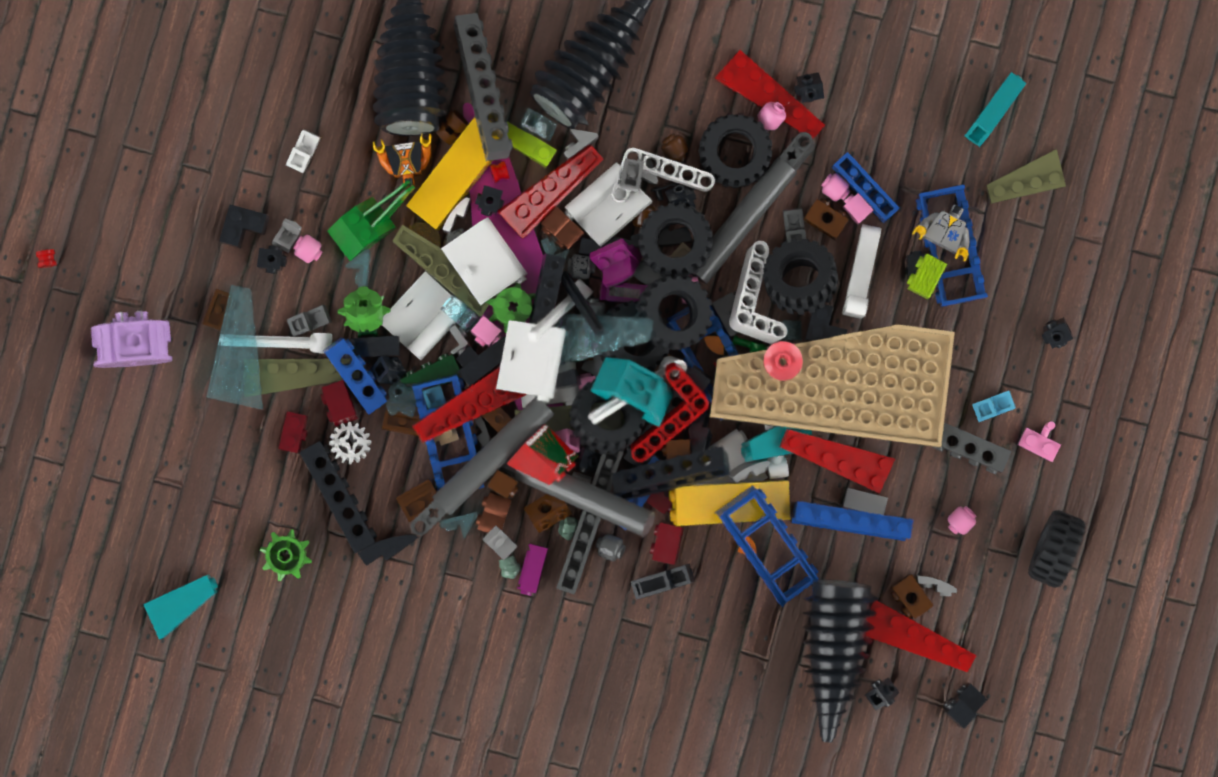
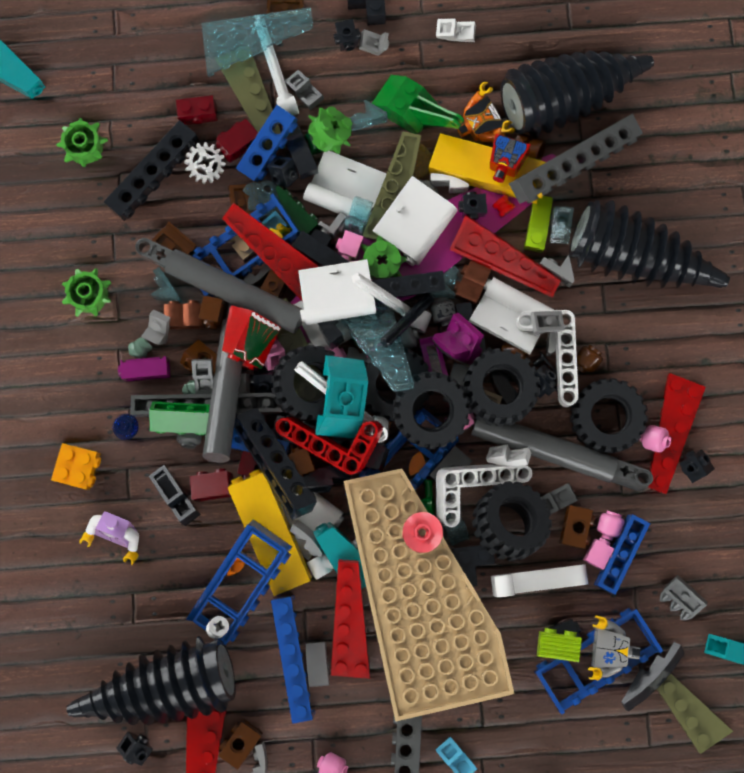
camera: 75 degrees right, 5 degrees down
(307, 248) = (368, 64): bright pink head -> none
(387, 548) = (118, 229): black slope -> none
(427, 601) = (82, 283): none -> bright green brick
(446, 391) = (281, 229): none -> yellow piece
(458, 152) = (507, 157): none -> torso
(564, 513) = (203, 375): none -> dark grey slope
(578, 600) = (125, 426): none -> clear blue cone
(596, 547) = (178, 418): none -> brick
(602, 665) = (76, 466): none -> light orange plate
(676, 647) = (115, 530): none -> torso
(738, 261) = (504, 456): none -> white slope
(800, 584) = (214, 630): none -> white wheel
(924, 146) = (683, 597): none -> dark grey plate
(987, 208) = (647, 682): none -> black slope

